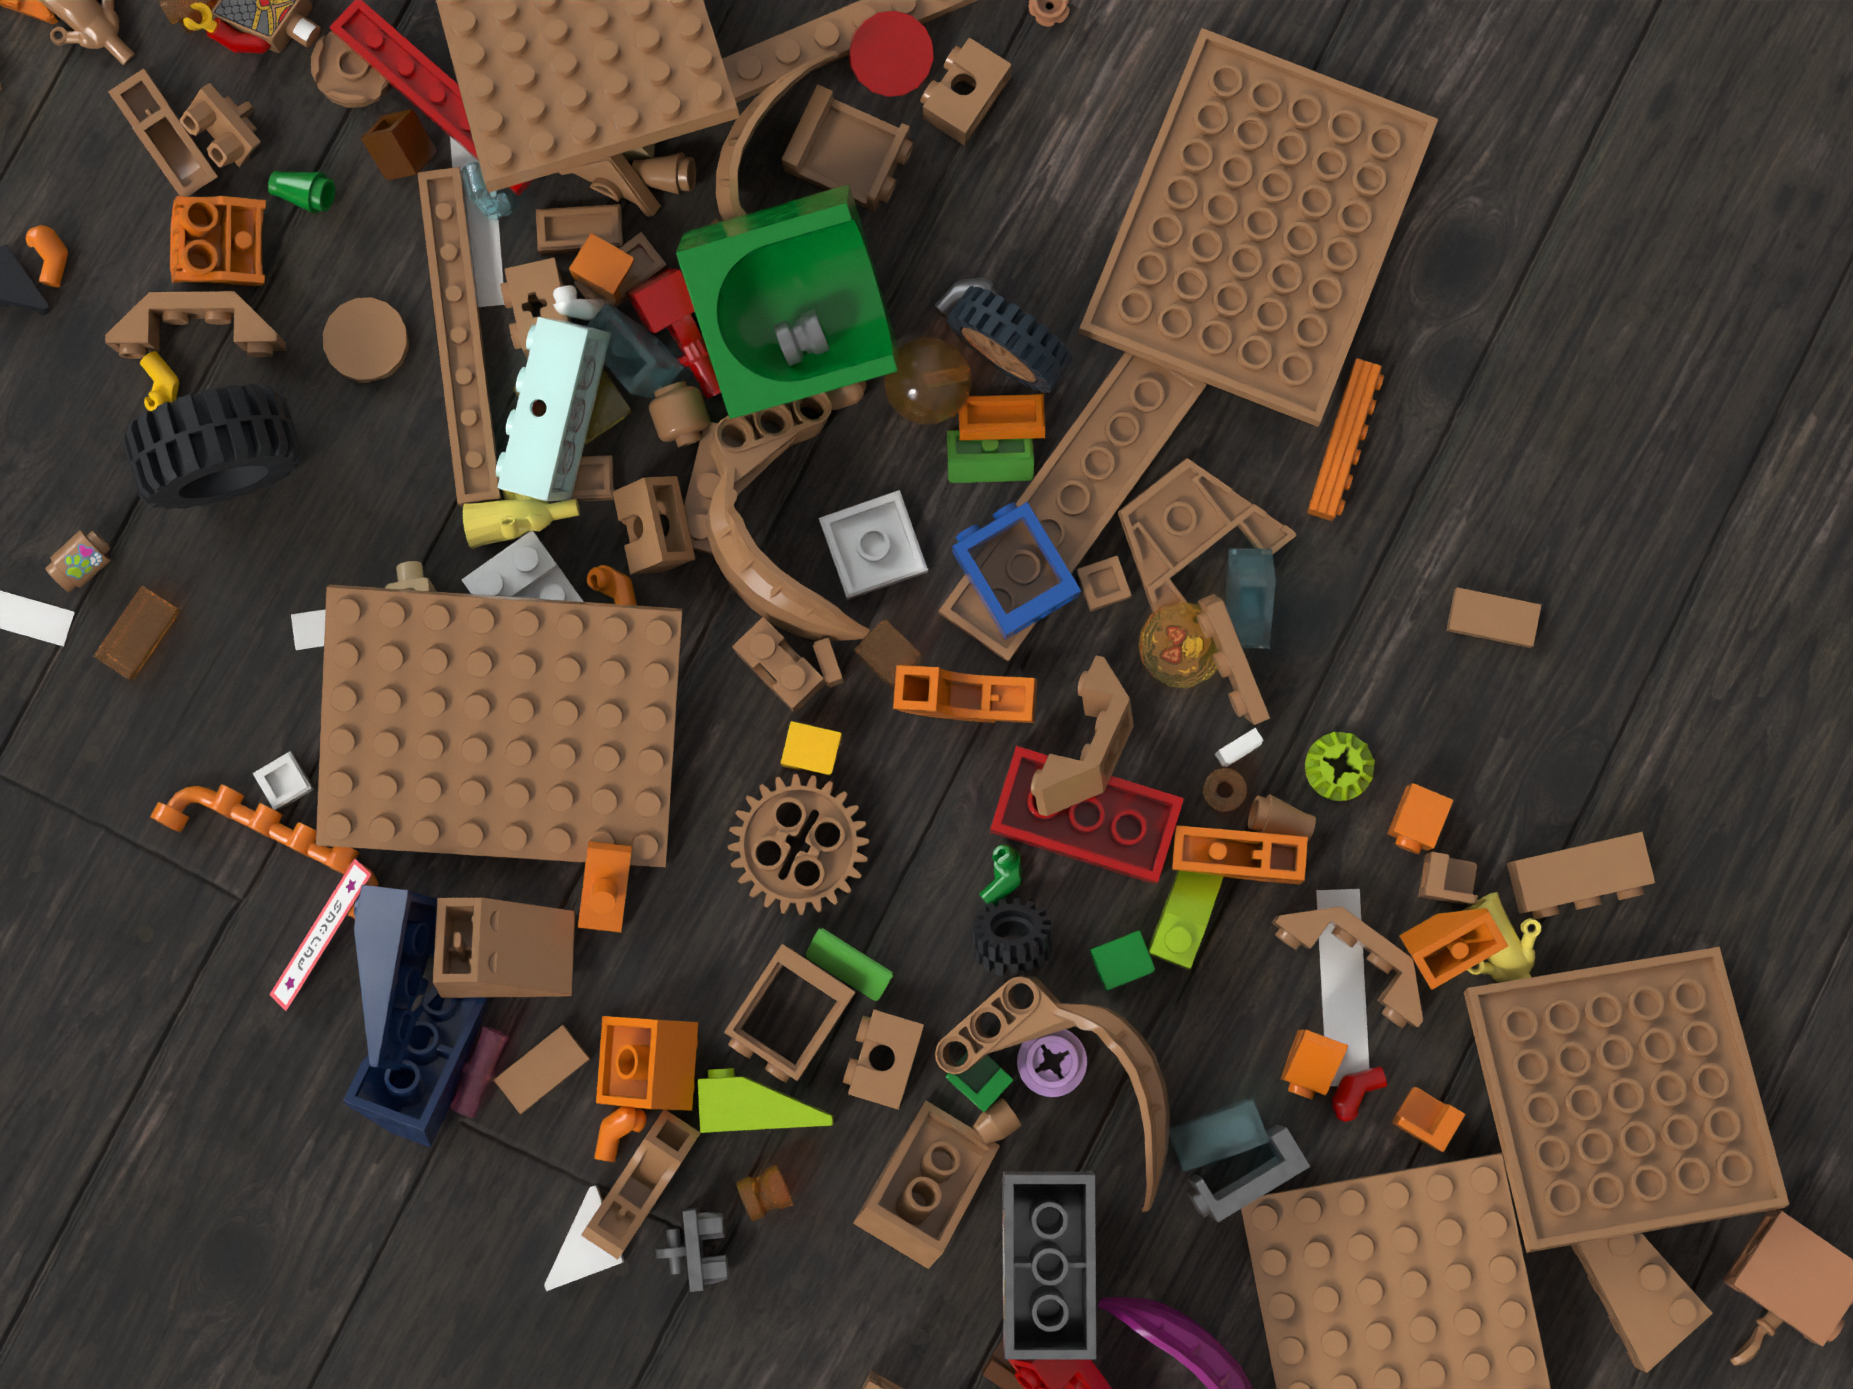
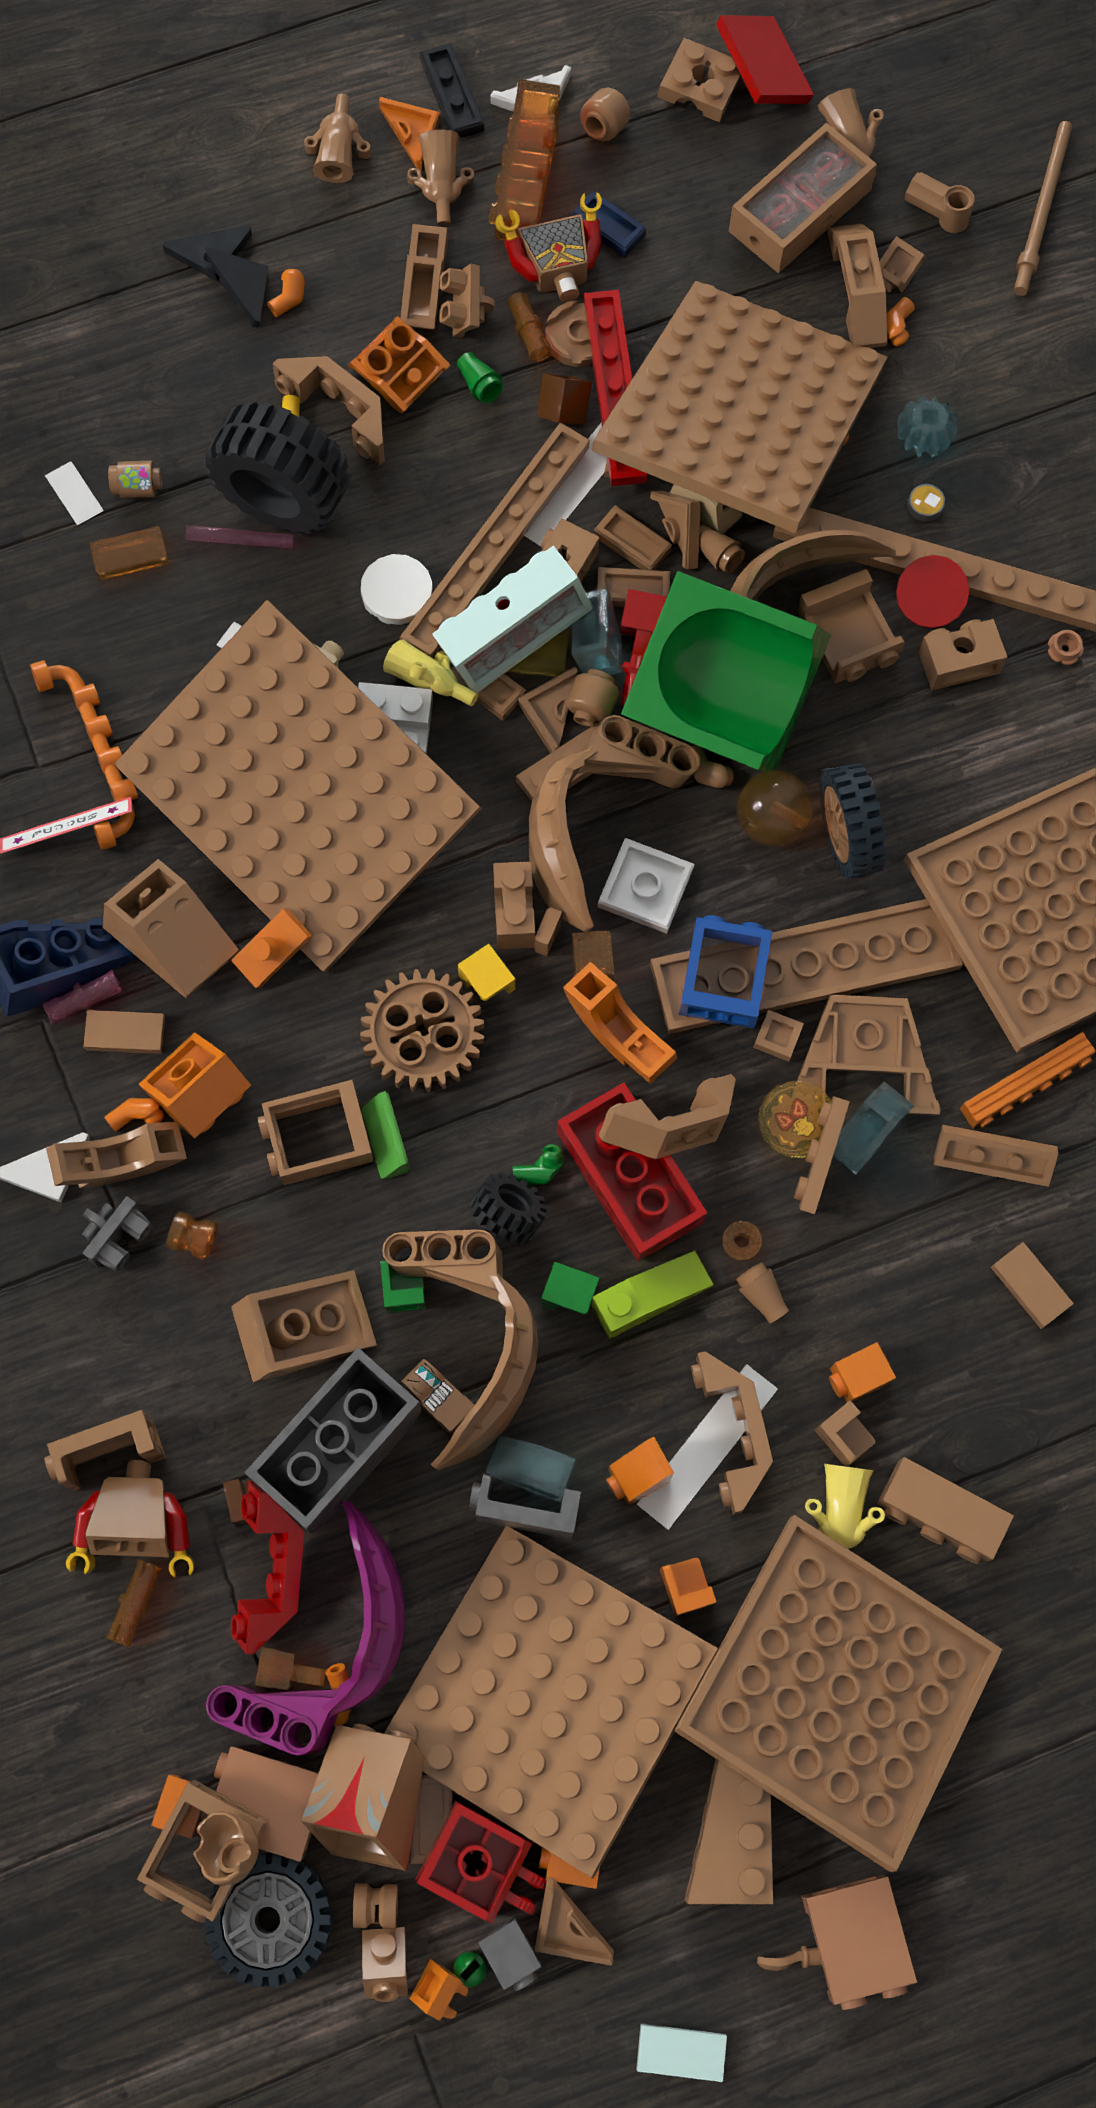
camera: 35 degrees right, 10 degrees down
(223, 531) = (240, 537): none -> clear pink bar
(283, 781) = (132, 715): white tile -> none
(303, 99) = (528, 327): none -> clear orange pin
(365, 340) = (435, 496): medium nougat tile -> none
(393, 948) = (87, 877): dark blue wedge -> none
(410, 459) = (395, 588): none -> white tile
(490, 206) = (587, 467): clear light blue arm -> none
(569, 305) = (587, 577): white arm -> none
(601, 267) = (623, 565): orange panel -> none
(613, 584) = (453, 764): orange arm -> none
(640, 510) = (515, 732): medium nougat brick -> none
(642, 451) = (548, 709): none -> medium nougat tile
(745, 1104) = (229, 1163): lime slope -> none
(804, 336) = (712, 700): flat silver wheel -> none
(888, 1085) = (342, 1237): medium nougat brick -> none
(989, 459) = (774, 893): bright green slope -> none
(996, 1122) = (387, 1325): medium nougat hose -> none
(1002, 417) = (804, 874): orange tile -> none
(1046, 1082) = (450, 1304): lavender gear -> none
(1091, 1144) = (437, 1396): none -> medium nougat leg
(1239, 748) = (776, 1219): white tile -> none
(1240, 854) = (714, 1288): orange slope -> none
(1321, 773) = (831, 1310): lime gear -> none
(1352, 1090) = (650, 1520): red arm -> none
(1373, 531) = (995, 1155): none -> medium nougat plate
(1452, 943) = (810, 1475): orange slope -> none

